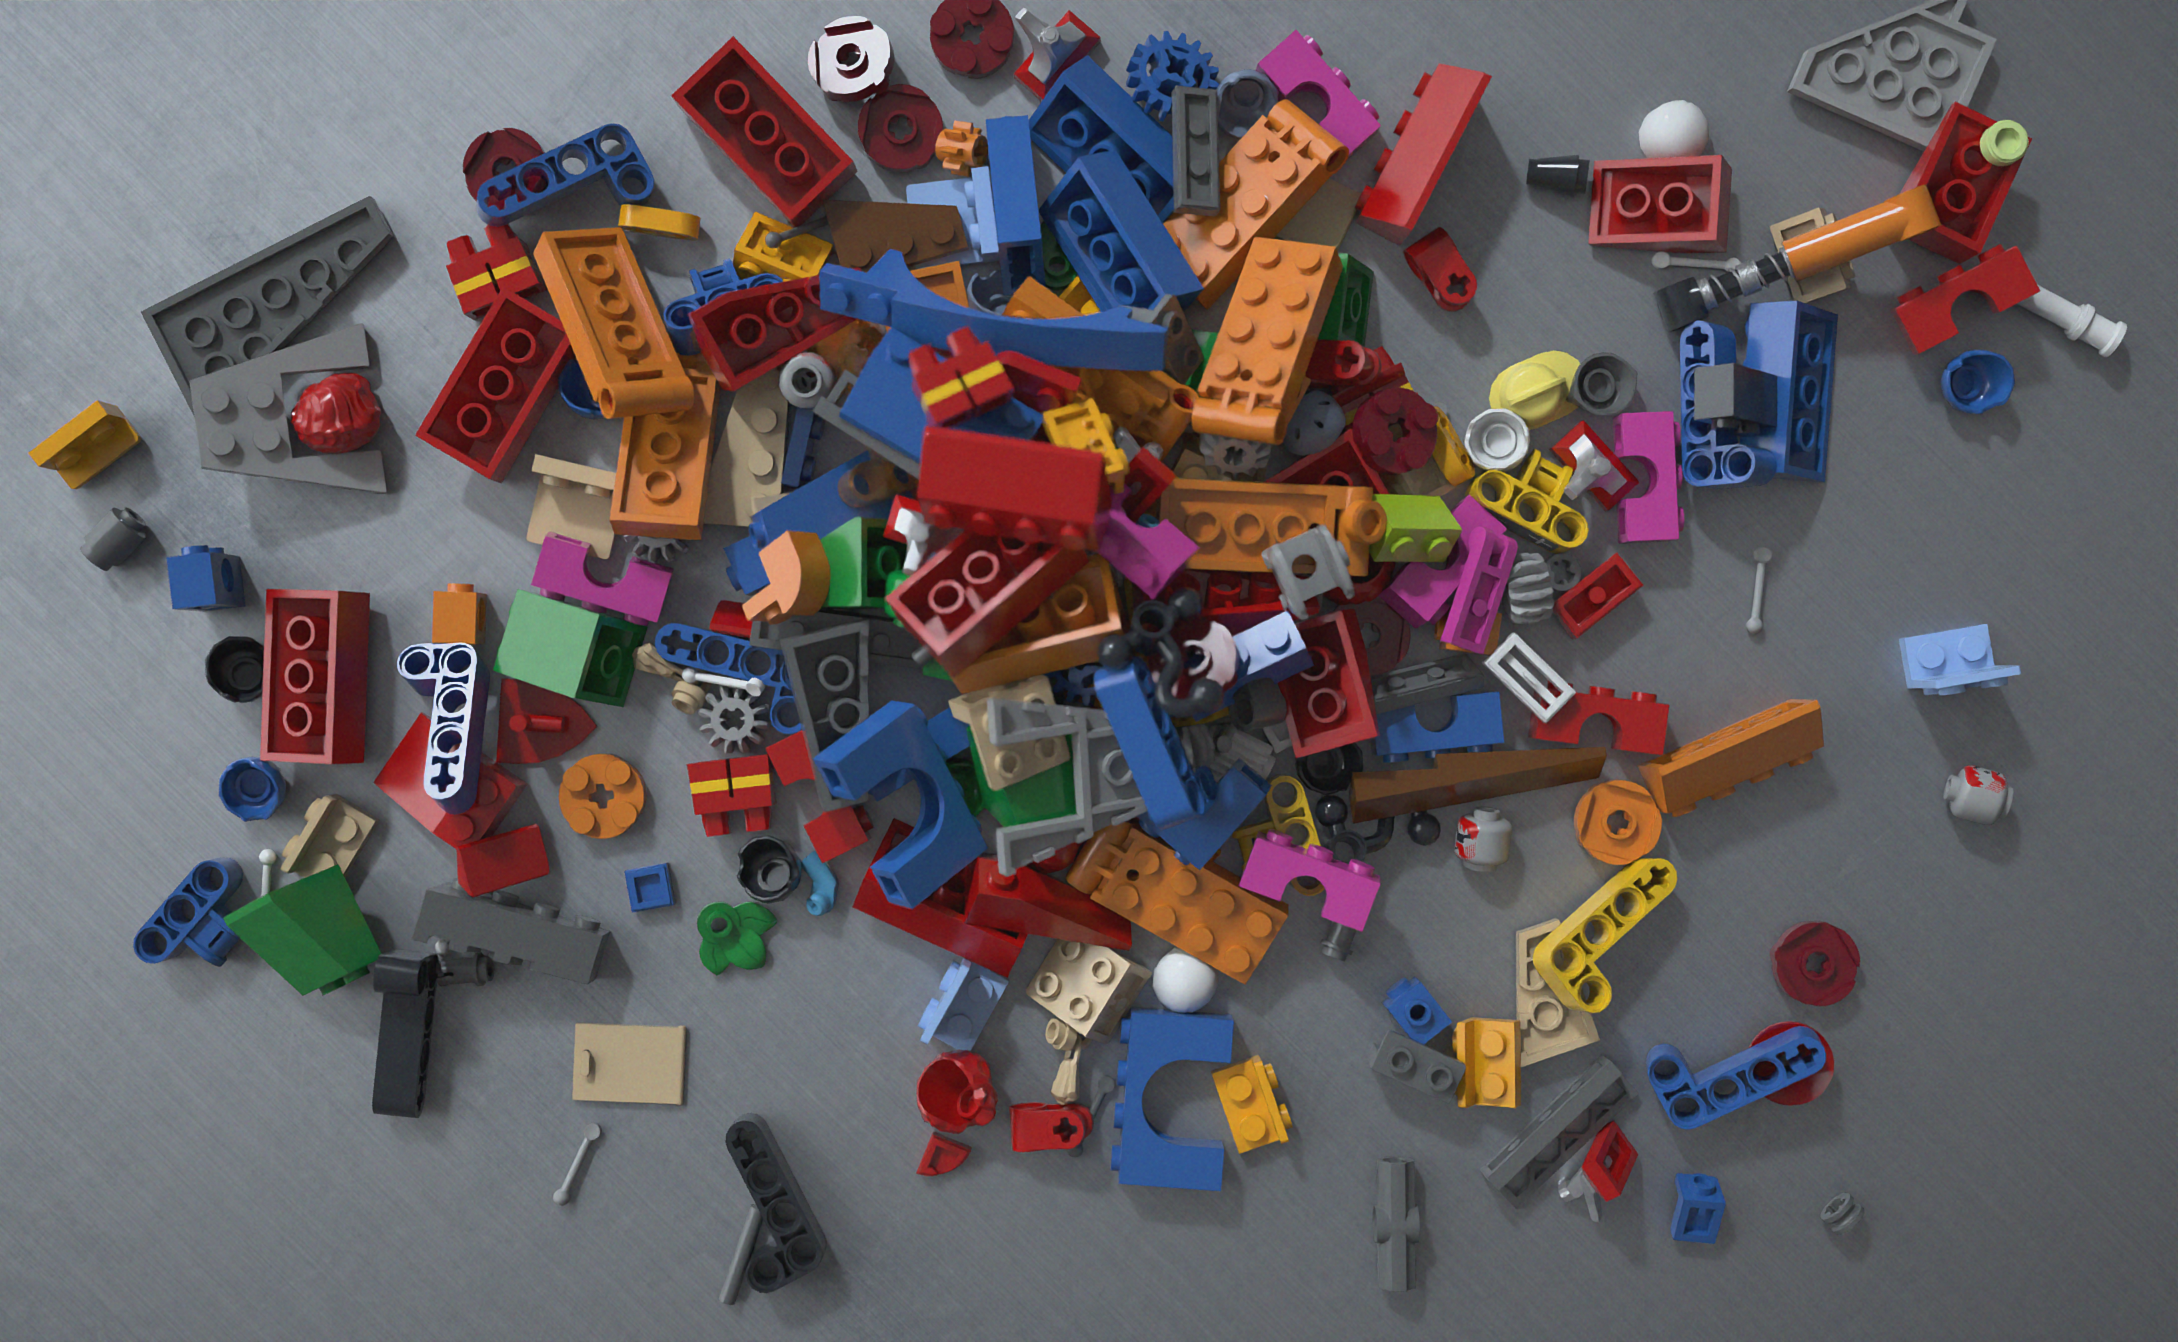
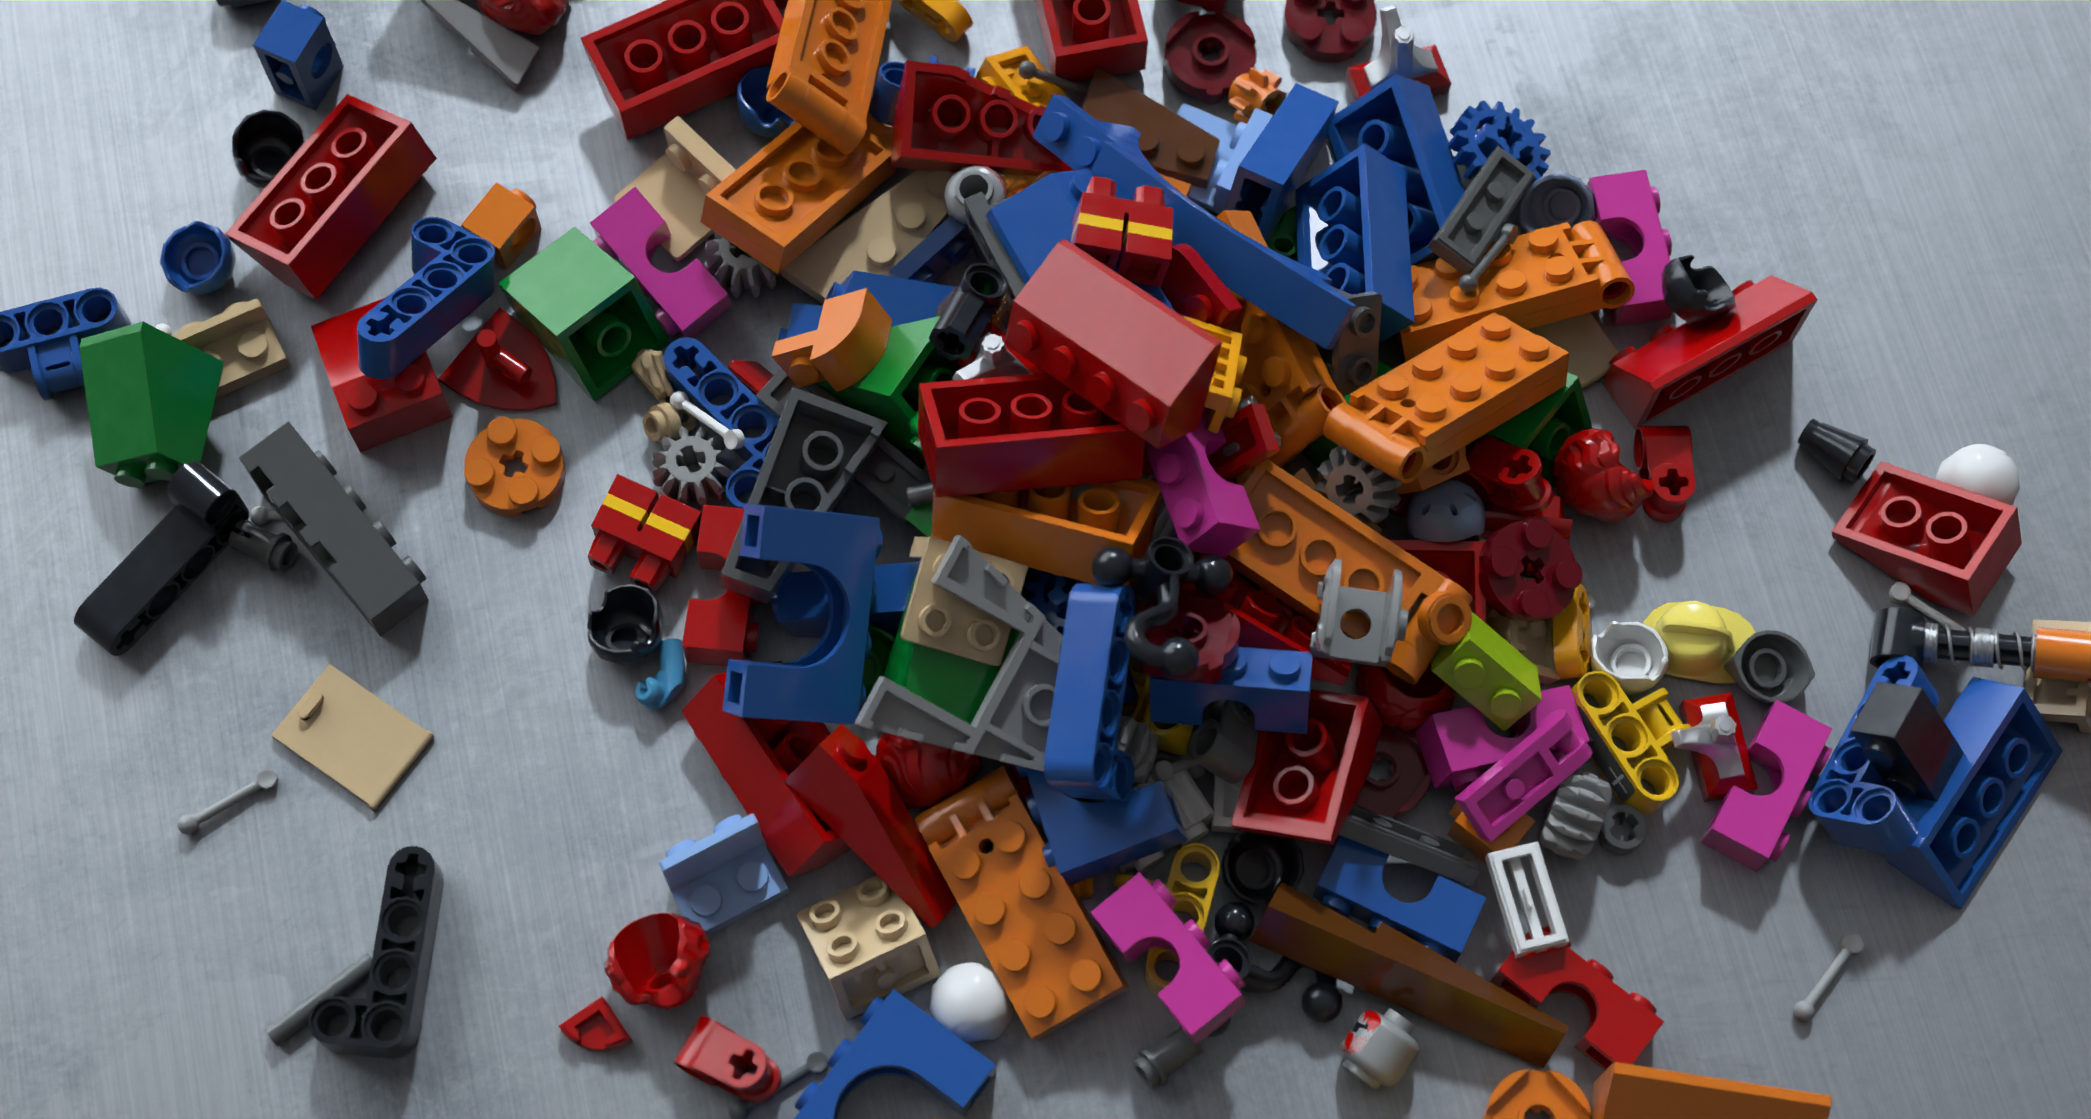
camera: 30 degrees right, 20 degrees down
(502, 861) = (377, 454): red slope -> none
(650, 887) = (497, 579): blue tile -> none
(738, 940) = (548, 680): green plate -> none
(877, 503) = (969, 311): none -> black piece
(1067, 1082) = (804, 975): tan piece -> none
(1224, 225) = (1469, 282): none -> dark grey hinge
(1395, 120) = (1695, 294): none -> black hair
(1396, 319) = (1595, 480): none -> red hair
(1596, 596) = (1646, 873): red slope -> none

